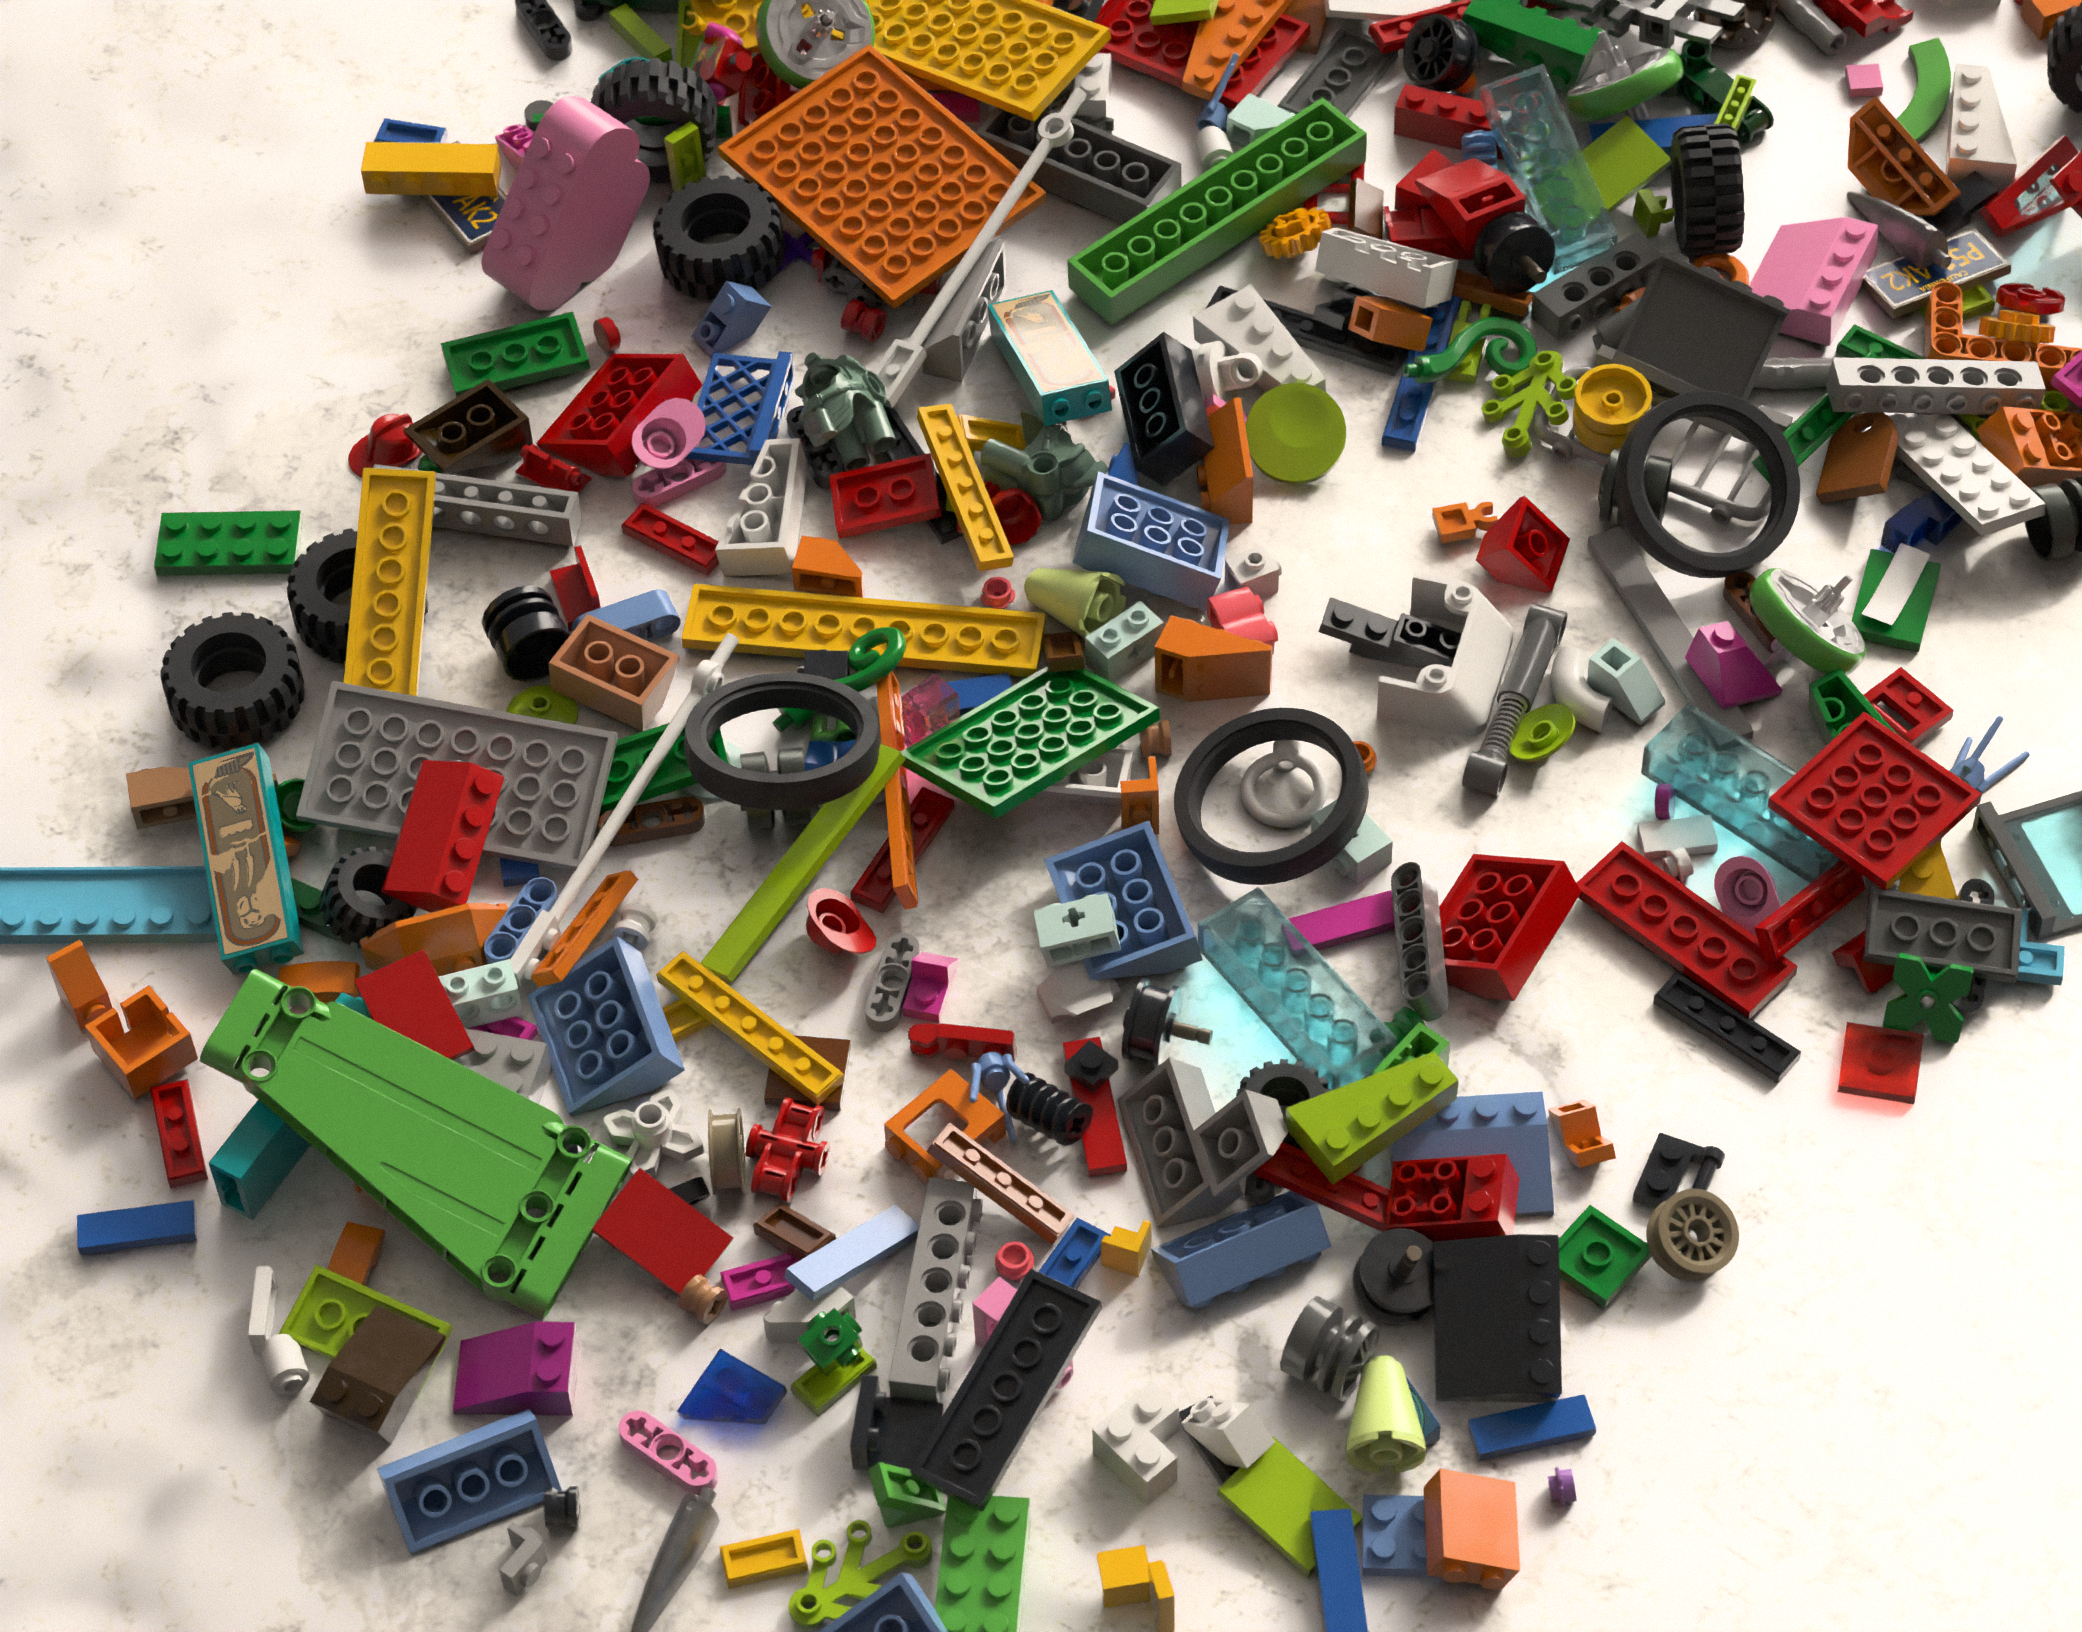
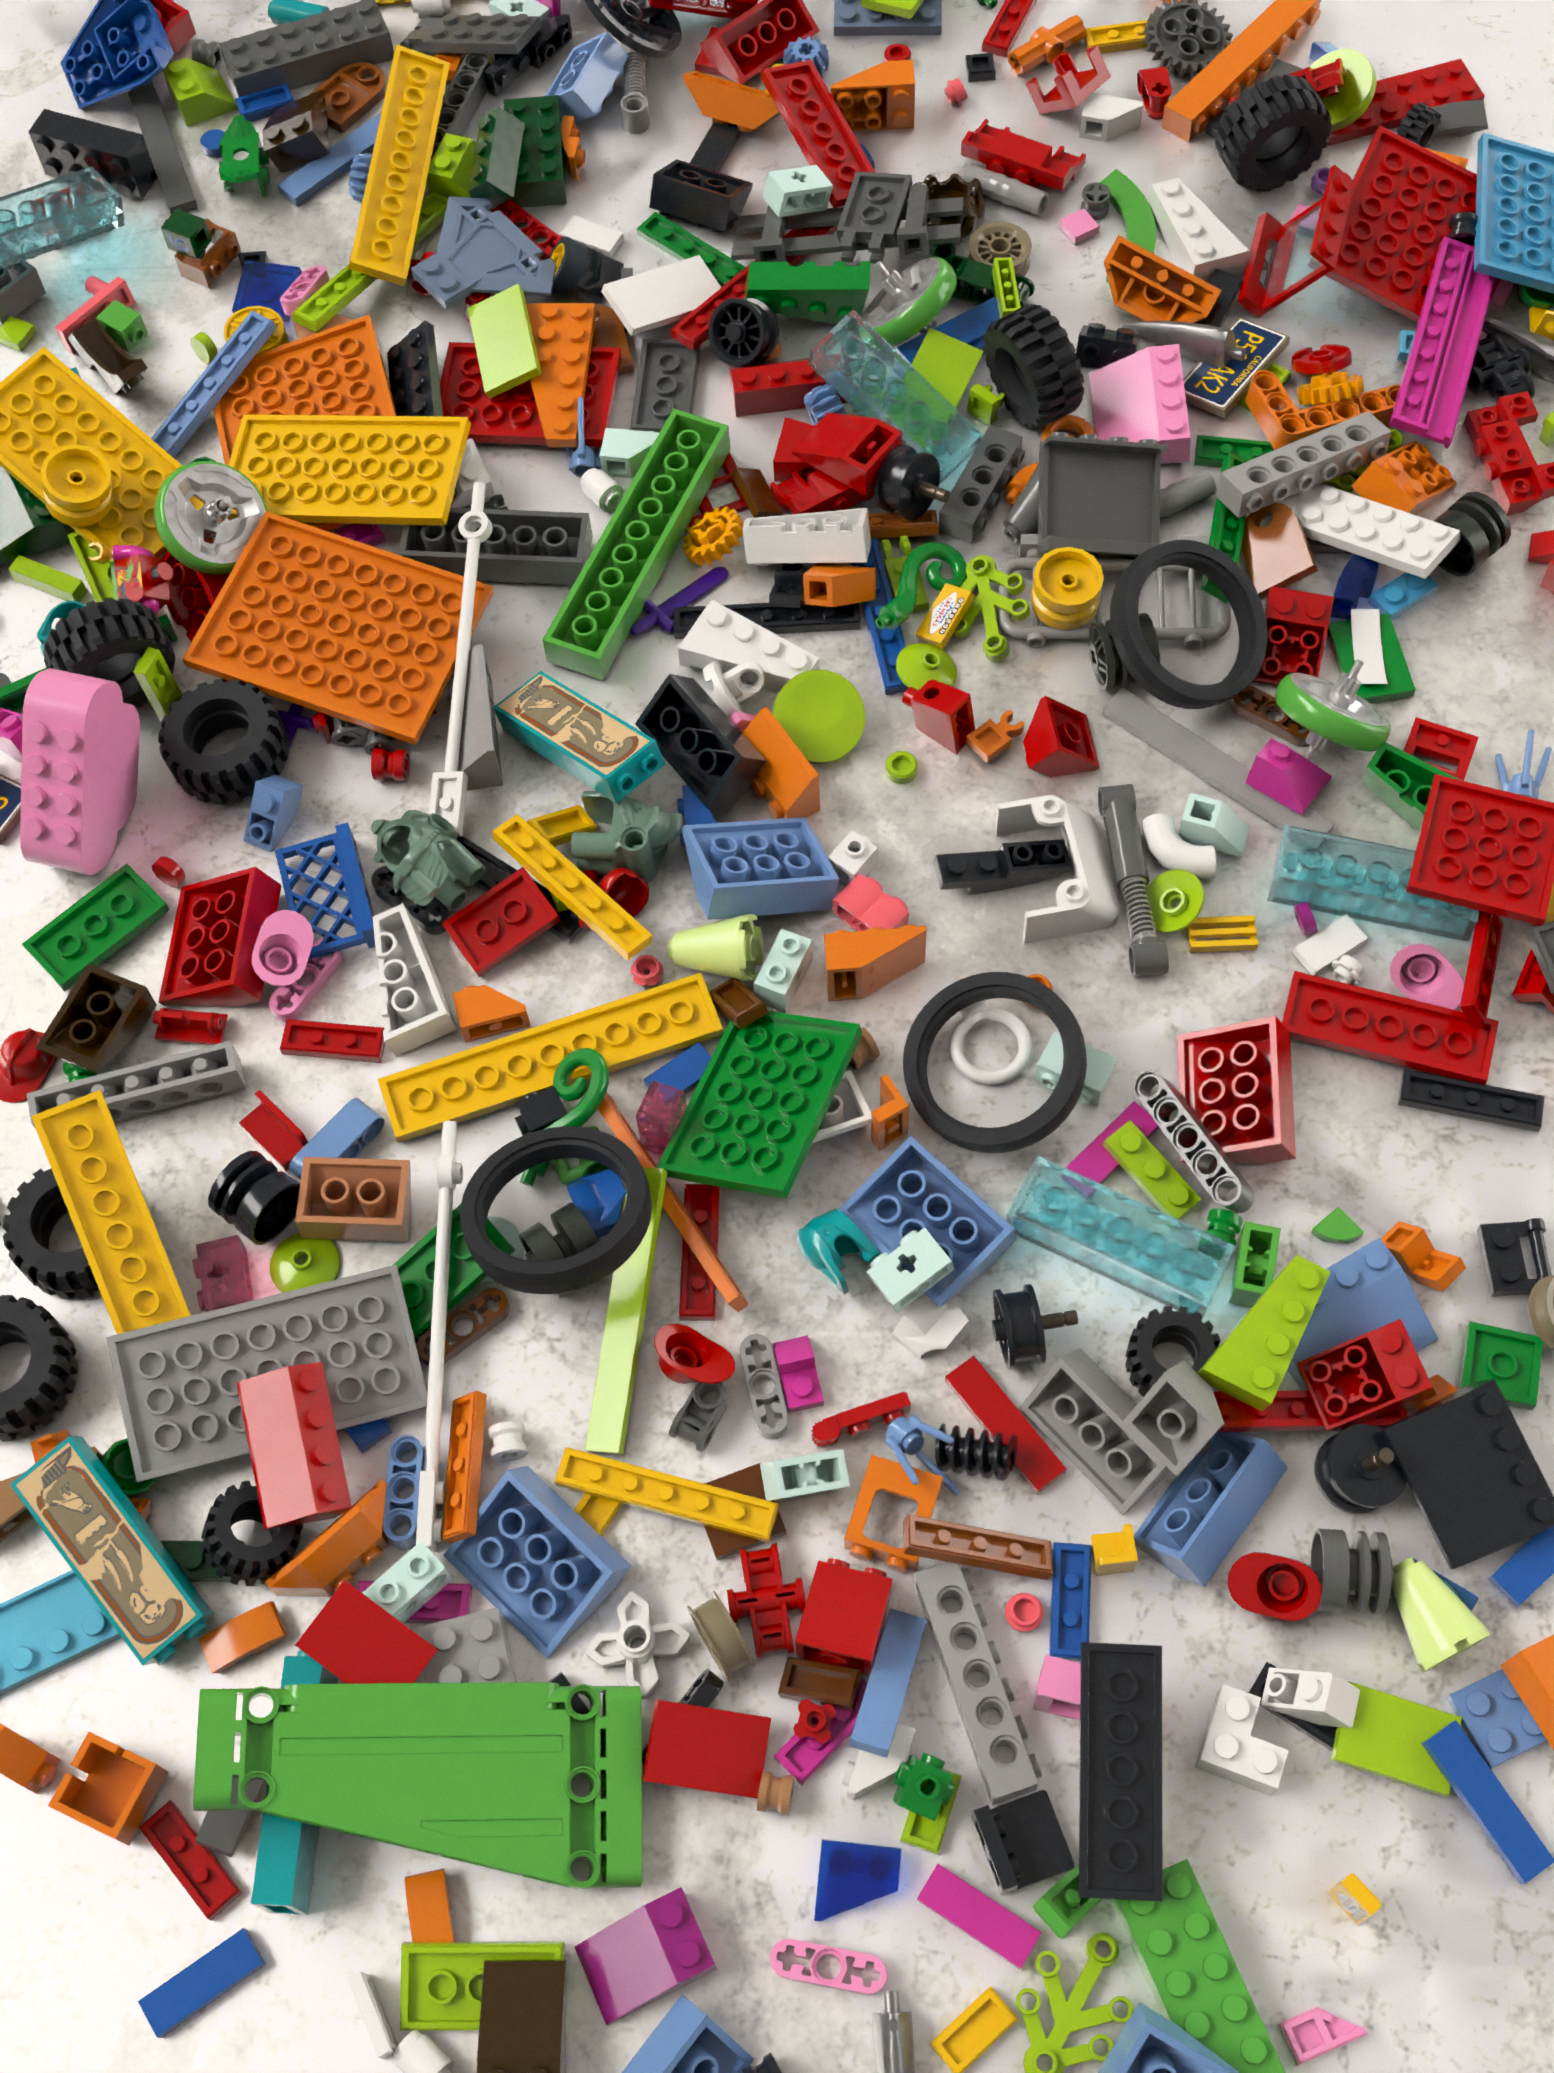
camera: 25 degrees left, 10 degrees up
(223, 1111) = (225, 1829): none -> dark grey slope
(467, 680) = (222, 1258): none -> clear pink brick
(770, 1266) = (820, 1731): none -> red plate
(818, 977) = (697, 1420): none -> dark grey piece
(823, 1474) = (979, 1916): none -> dark pink tile
(845, 1184) = (844, 1615): none -> red slope
(880, 1059) = (804, 1474): none -> light aqua brick
(1022, 885) = (828, 1239): none -> teal helmet
(1091, 1066) = (985, 1390): black plate -> none
(1124, 1576) = (1303, 1884): yellow panel -> none
(1203, 287) = (661, 613): none -> dark purple sword
(1250, 1329) = (1274, 1586): none -> red piece
(1354, 514) = (901, 767): none -> lime tile
(1367, 954) = (1151, 1171): none -> lime plate
(1419, 470) = (942, 713): none -> red torso
(1434, 435) = (925, 662): none -> lime dish
(1481, 392) = (944, 615): none -> tile
(1516, 1077) = (1337, 1228): none -> bright green tile
(1577, 779) = (1222, 928): none -> yellow tile
(1769, 65) = (1001, 241): none -> dark tan wheel
(1806, 201) = (1103, 346): none -> black bracket
(1827, 539) = (1295, 633): none -> red slope
(1895, 61) = (1096, 199): none -> dark grey wheel
(1971, 553) = (1402, 594): none -> dark azure plate

